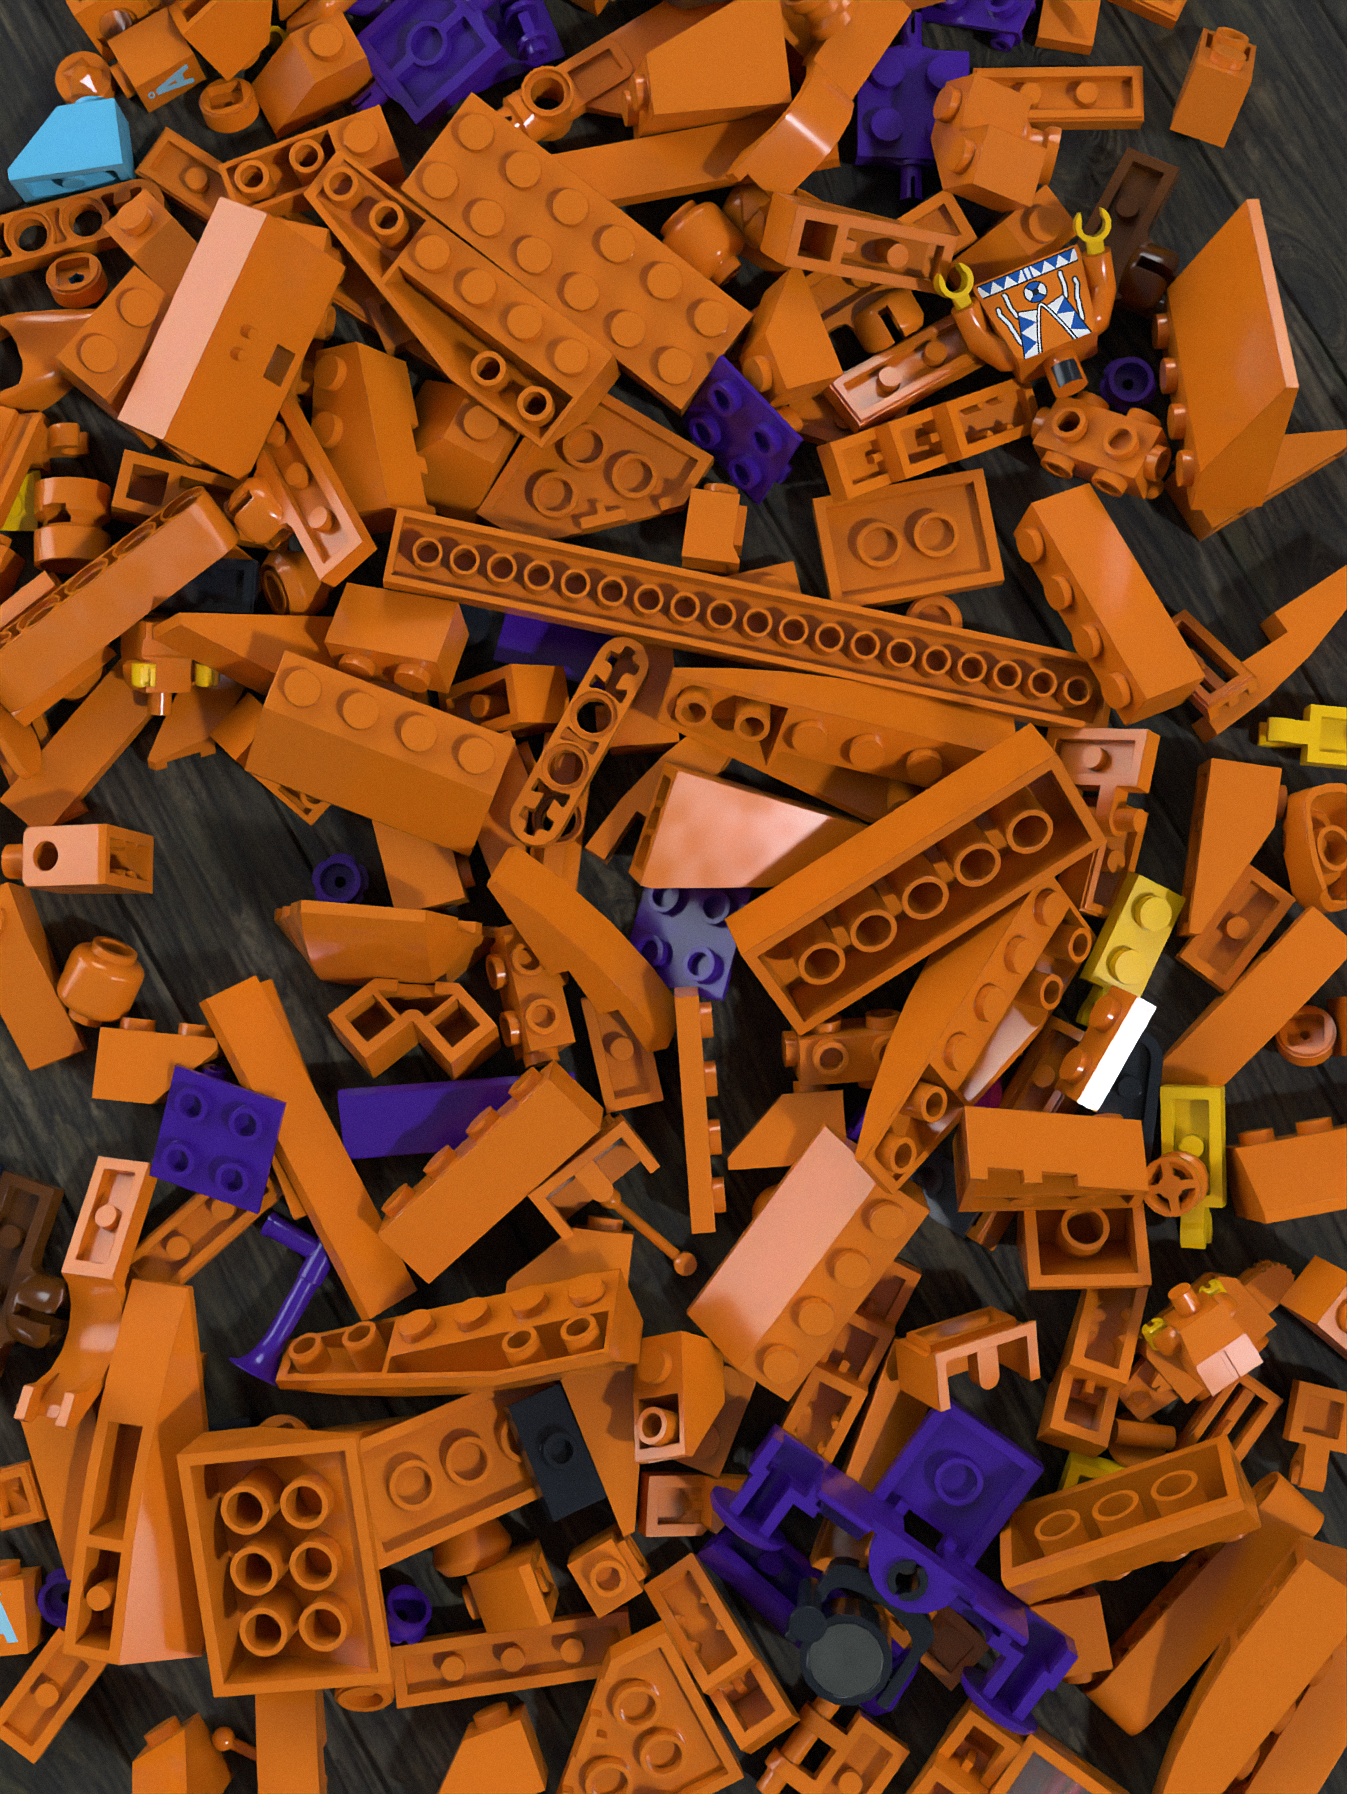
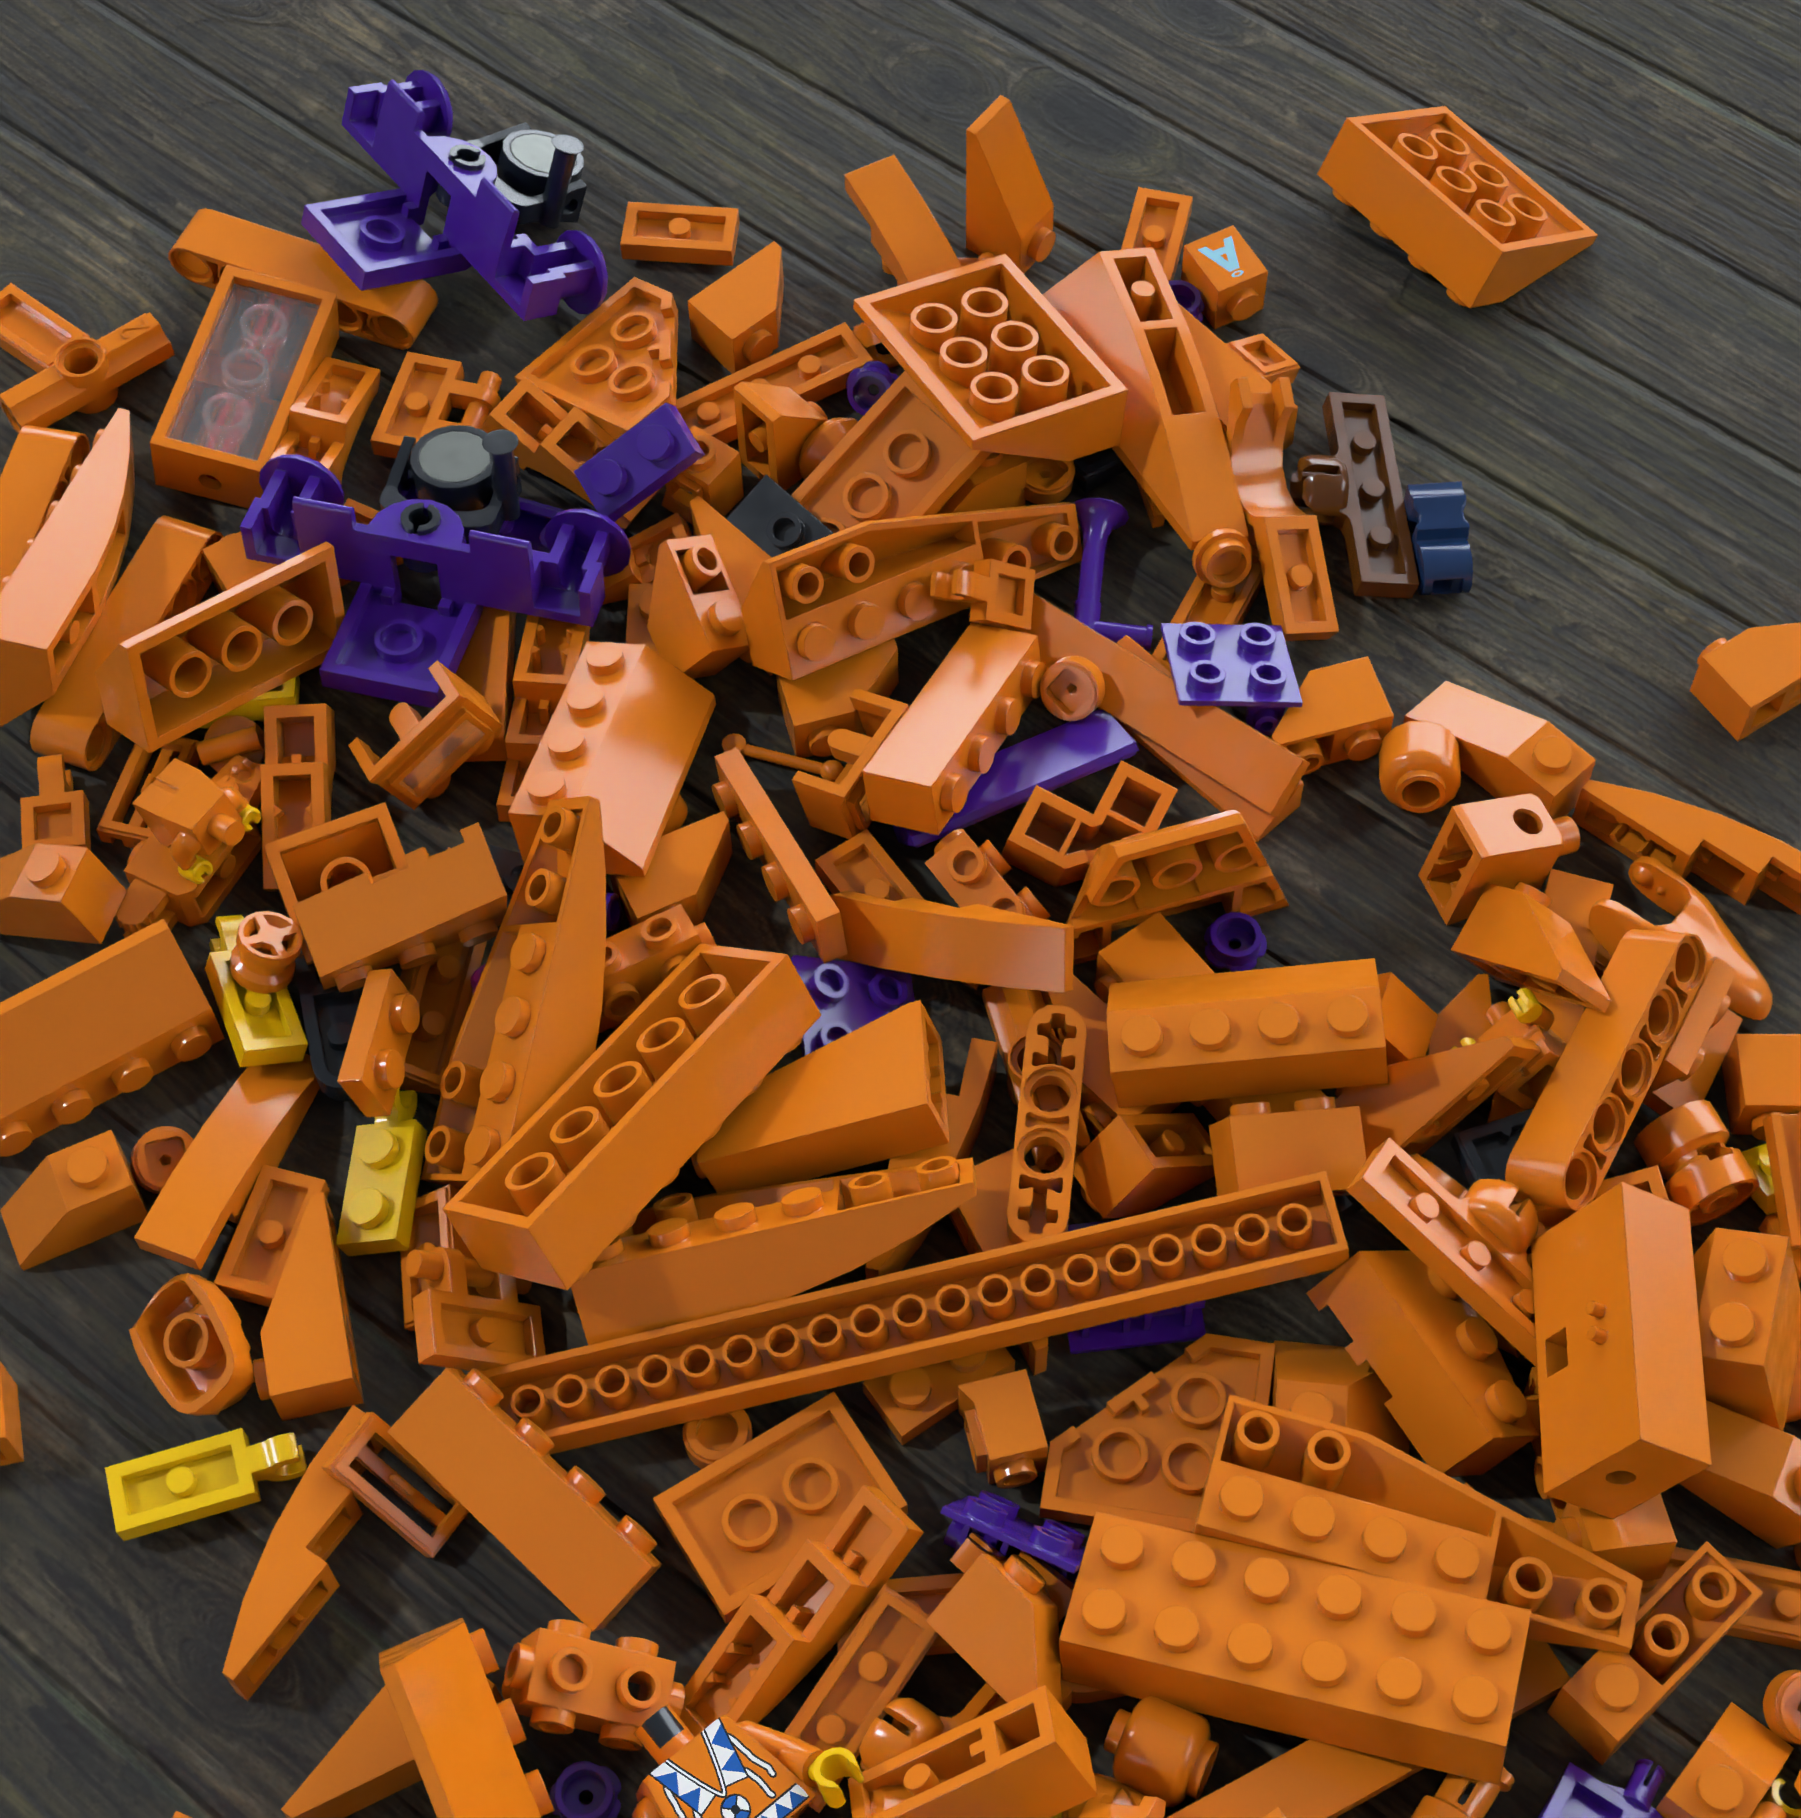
camera: 155 degrees right, 25 degrees down
(103, 739) = (1529, 946): none -> orange slope
(168, 1261) = (1222, 558): none -> orange plate
(367, 1177) = (1072, 688): none -> orange tile
(395, 1293) = (997, 593): none -> orange plate
(668, 1588) = (639, 462): none -> dark purple plate

